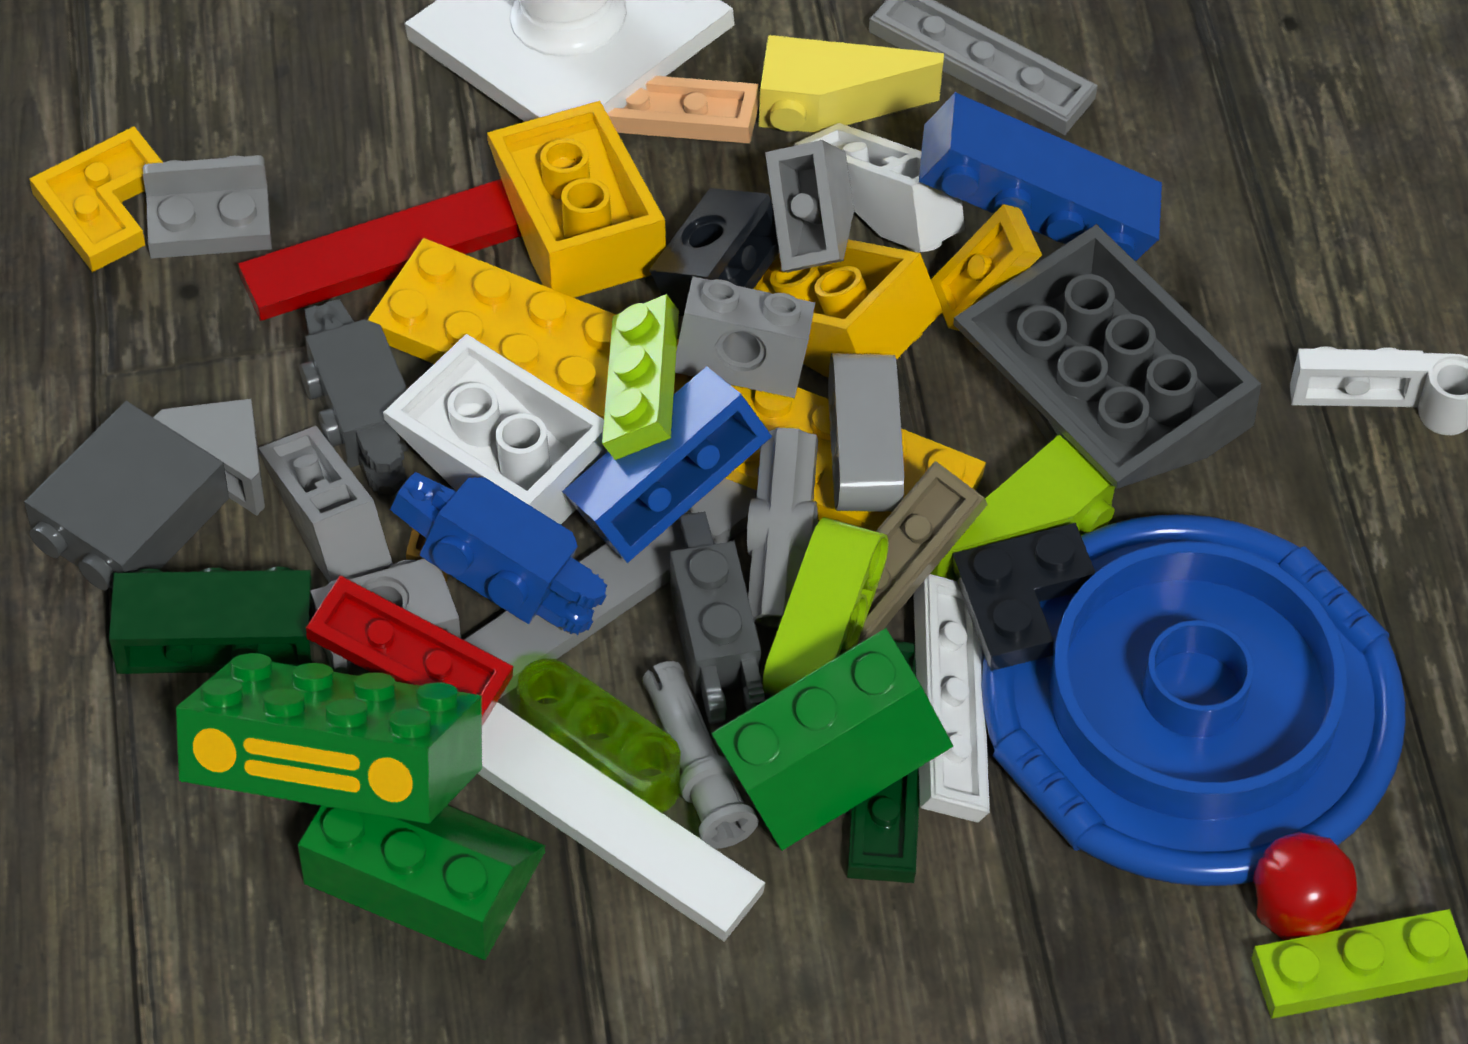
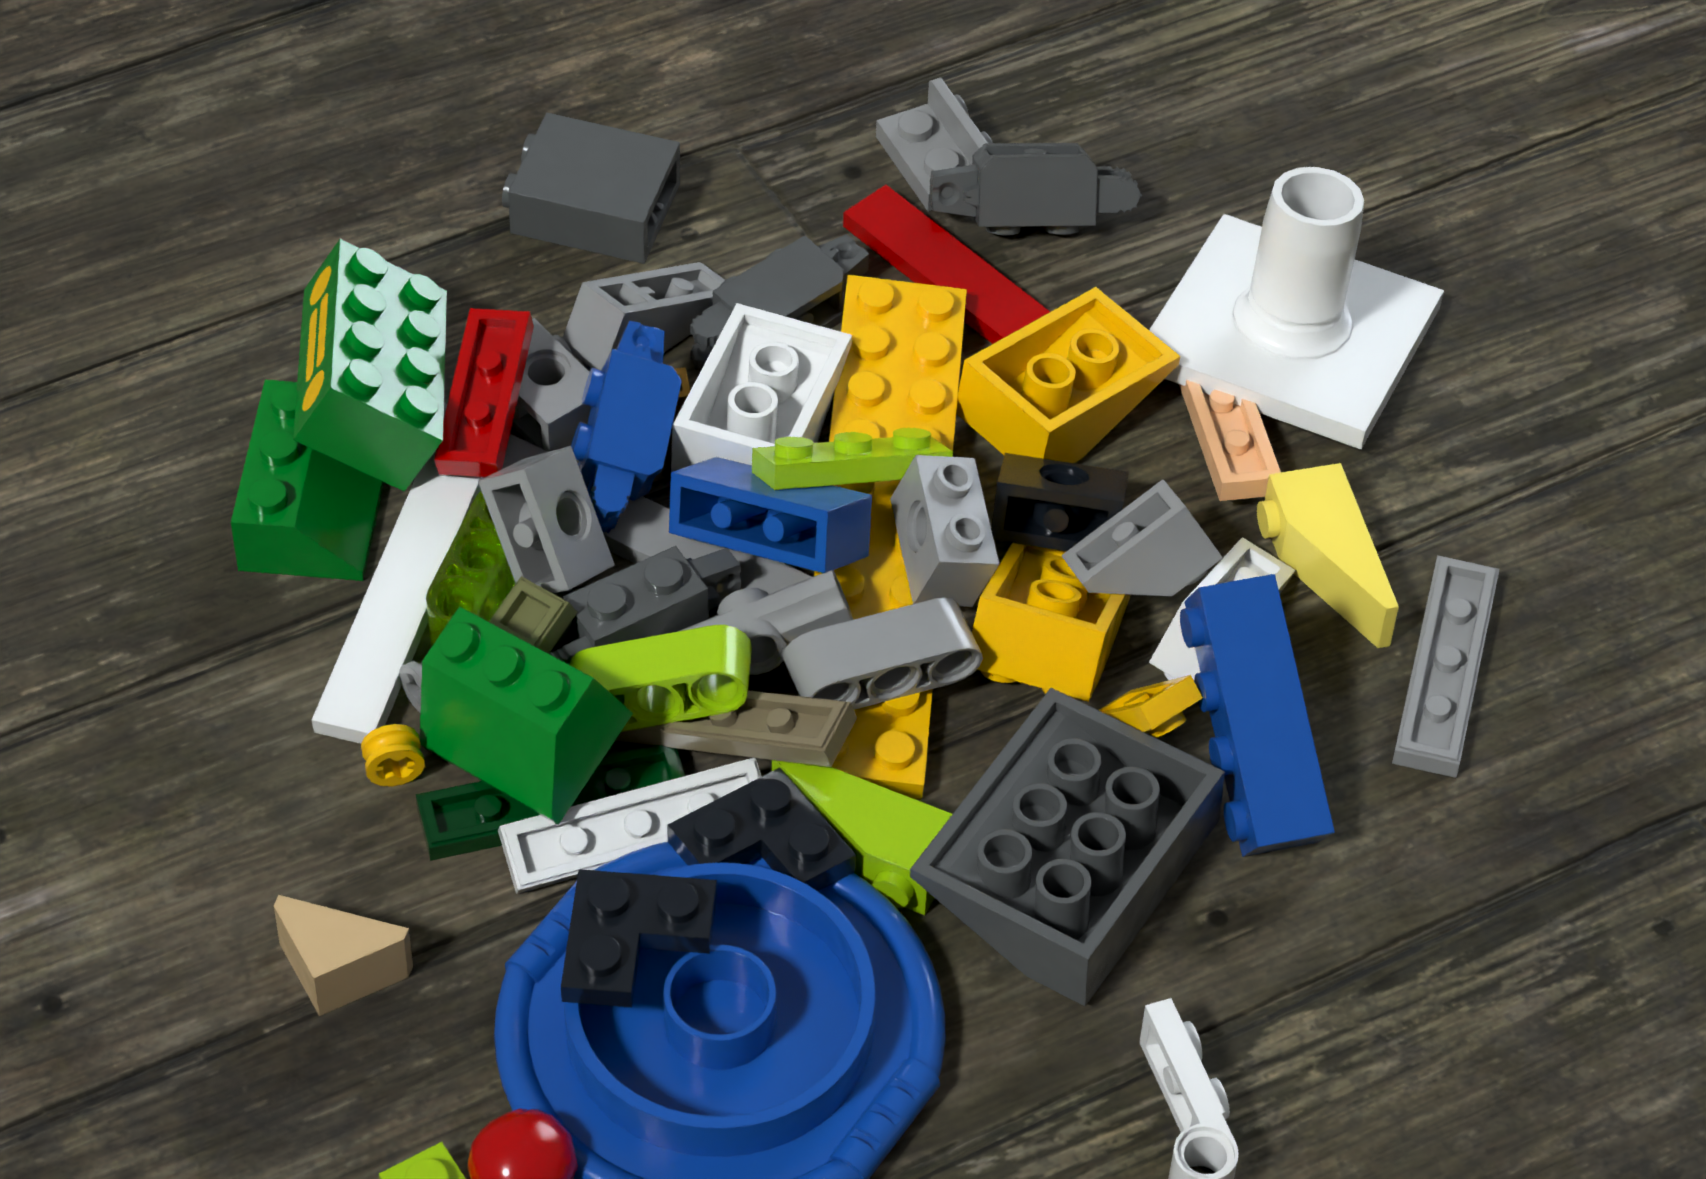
camera: 70 degrees right, 5 degrees down
(88, 194) = (904, 65): yellow plate -> none
(209, 618) = (487, 259): dark green brick -> none
(229, 435) = (678, 227): light grey slope -> none
(318, 144) = (1032, 187): none -> dark grey hinge
(601, 647) = (547, 521): none -> light grey brick
(712, 695) = (534, 615): none -> olive tile
(798, 871) = (392, 755): none -> yellow bush
(1022, 981) = (340, 952): none -> tan slope
(1110, 722) = (627, 912): none -> black plate

